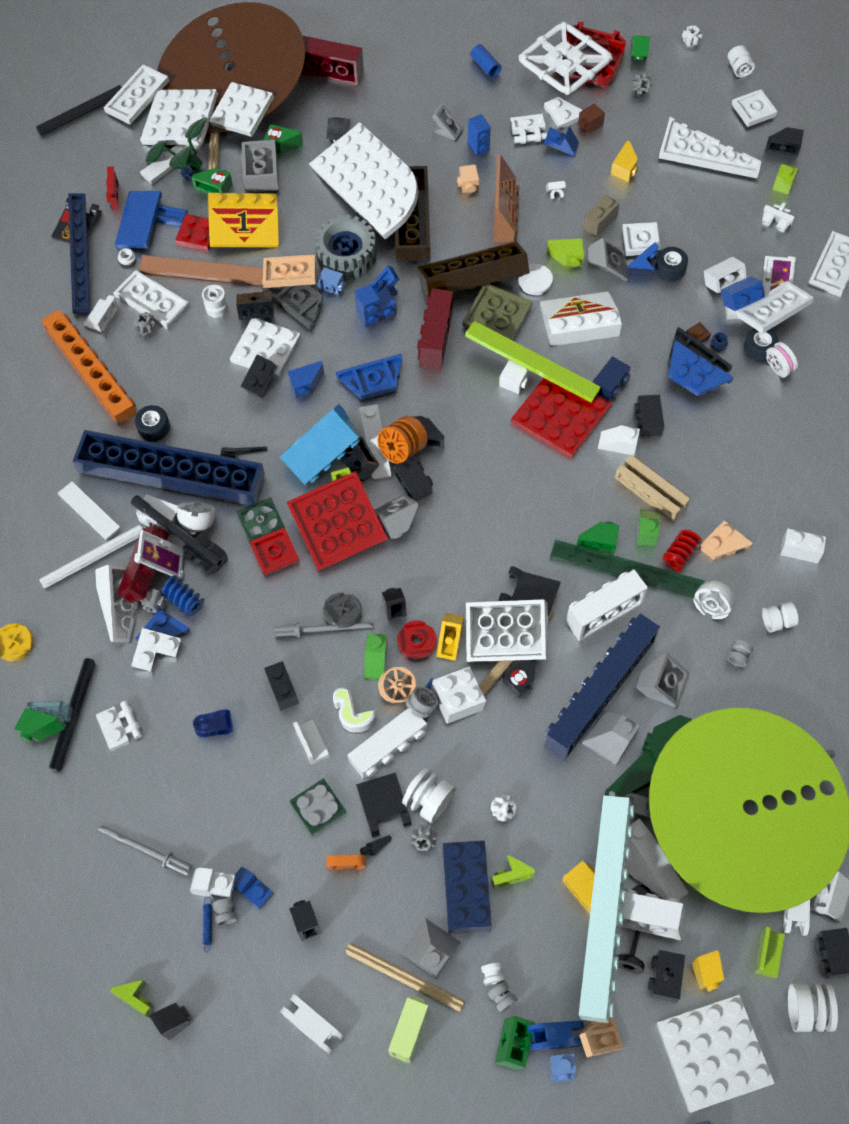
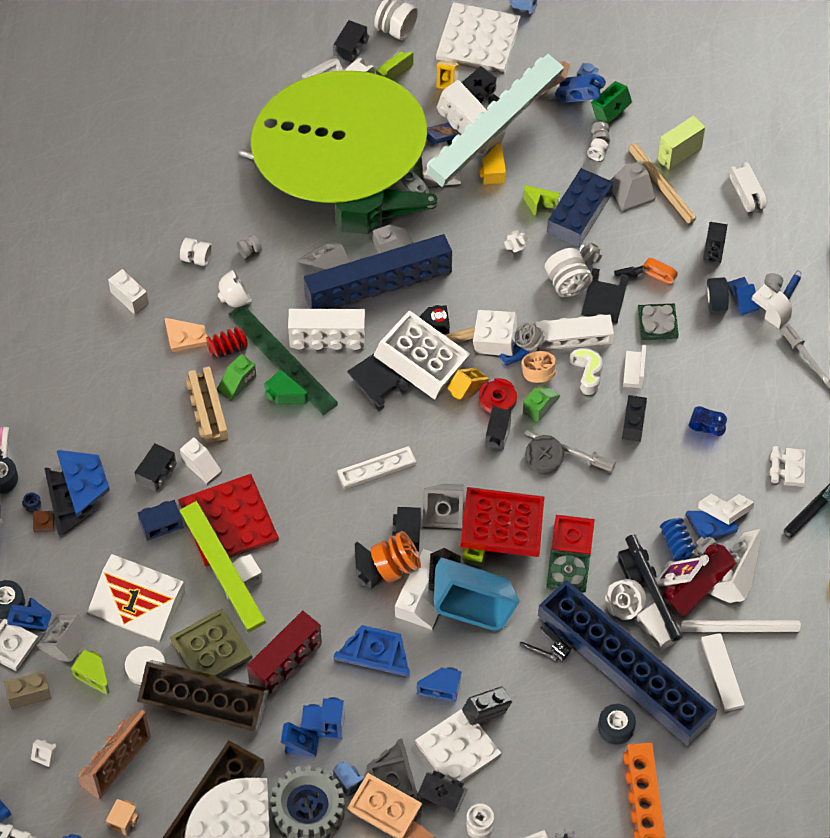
camera: 150 degrees left, 5 degrees down
(273, 863) = (717, 294): none -> black wheel
(476, 520) = (376, 467): none -> white tile
(661, 880) = (441, 133): none -> blue tile

